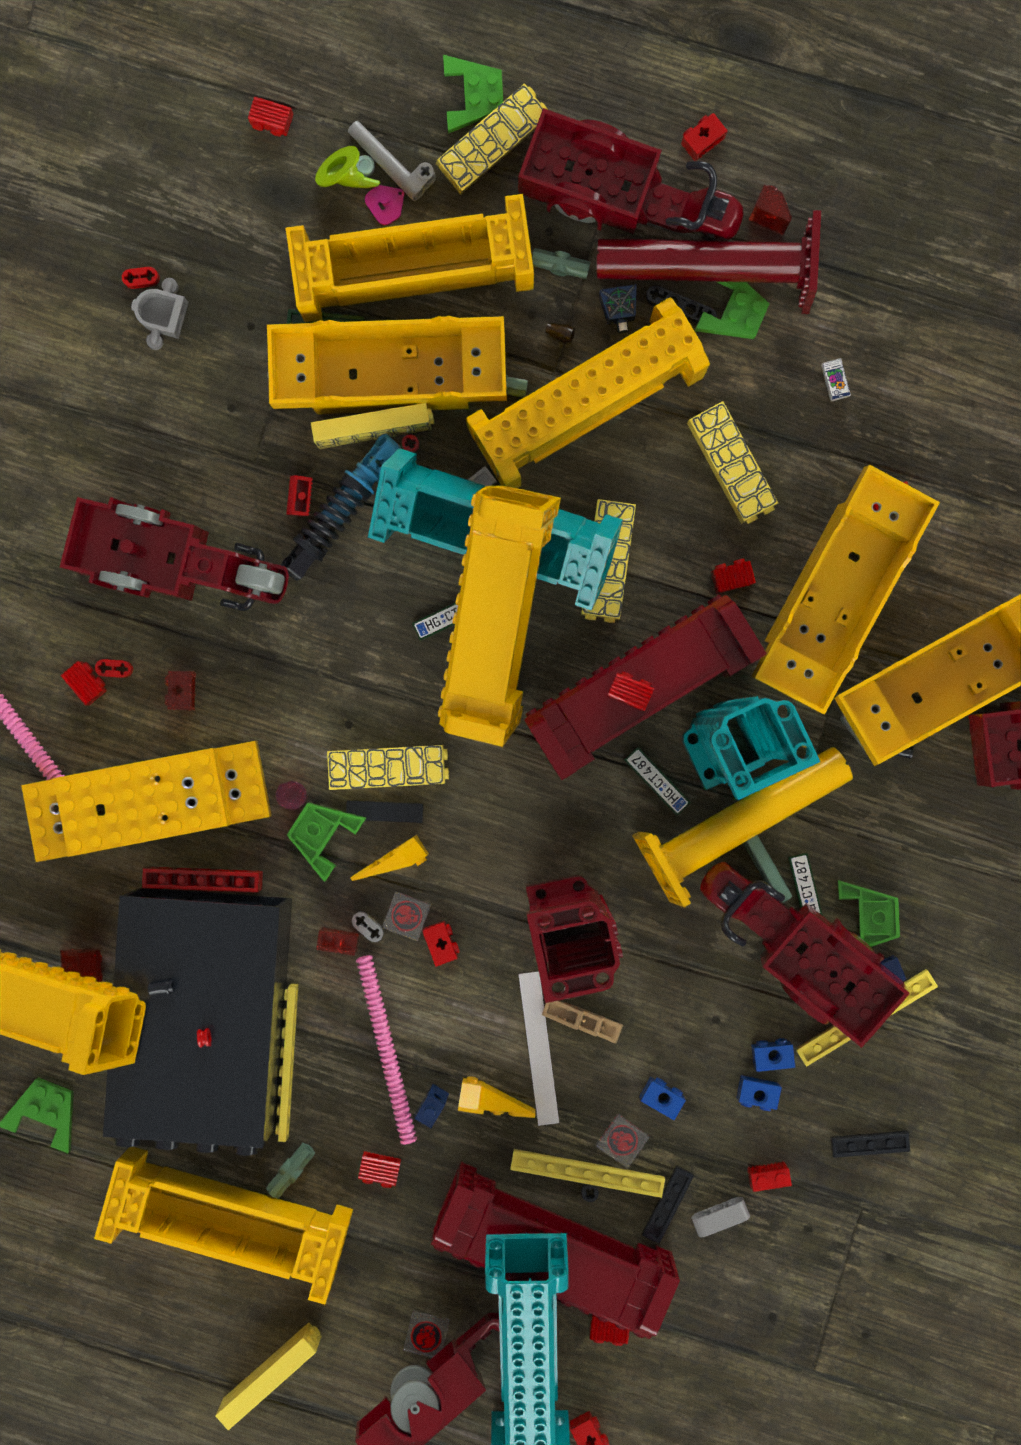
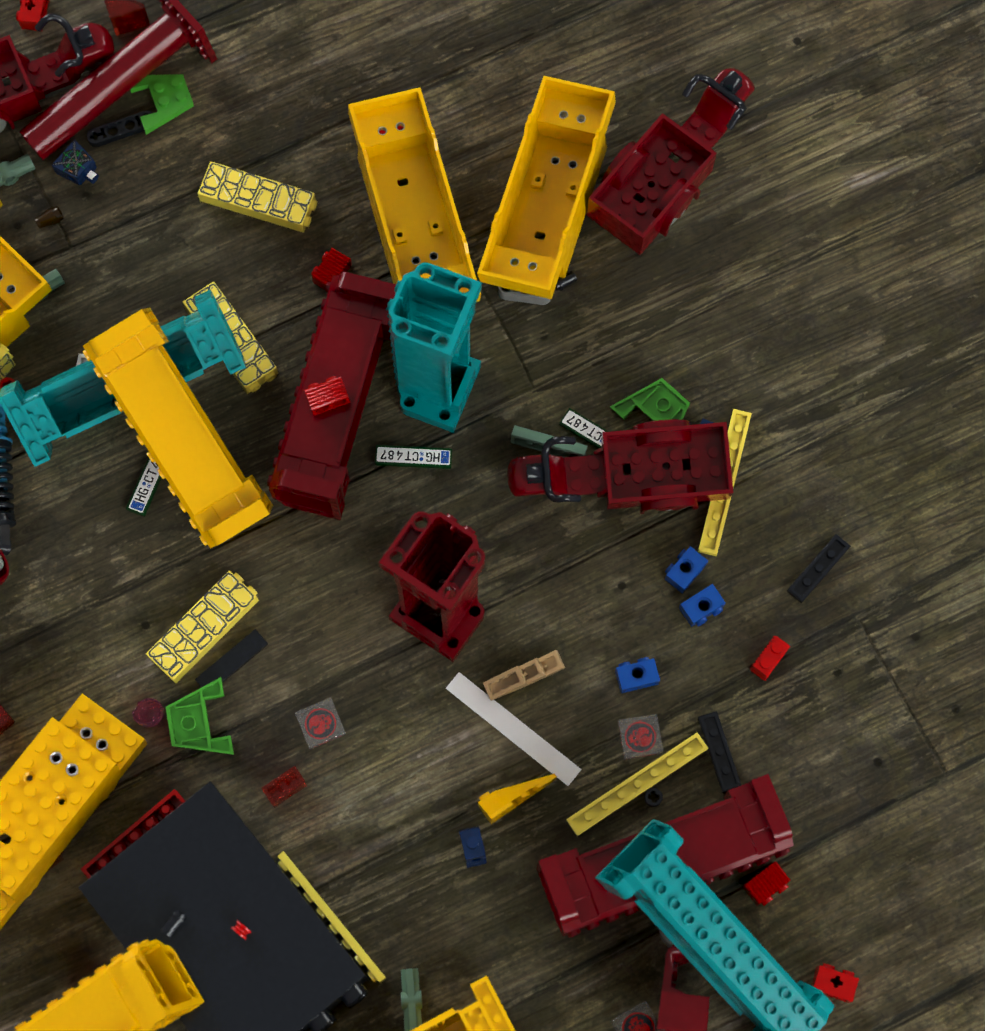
camera: 50 degrees left, 15 degrees down
(371, 923) = (298, 763): light grey beam -> none
(379, 1169) = (478, 932): red brick -> none
(386, 1050) = (399, 836): bright pink piece -> none
(402, 856) = (276, 677): yellow wedge -> none
(441, 954) = (370, 725): red brick -> none
(590, 394) = (108, 234): yellow brick -> none
(720, 1217) = (765, 722): light grey beam -> none
(739, 823) = (474, 495): yellow piece -> none
(835, 380) = (277, 83): tile -> none

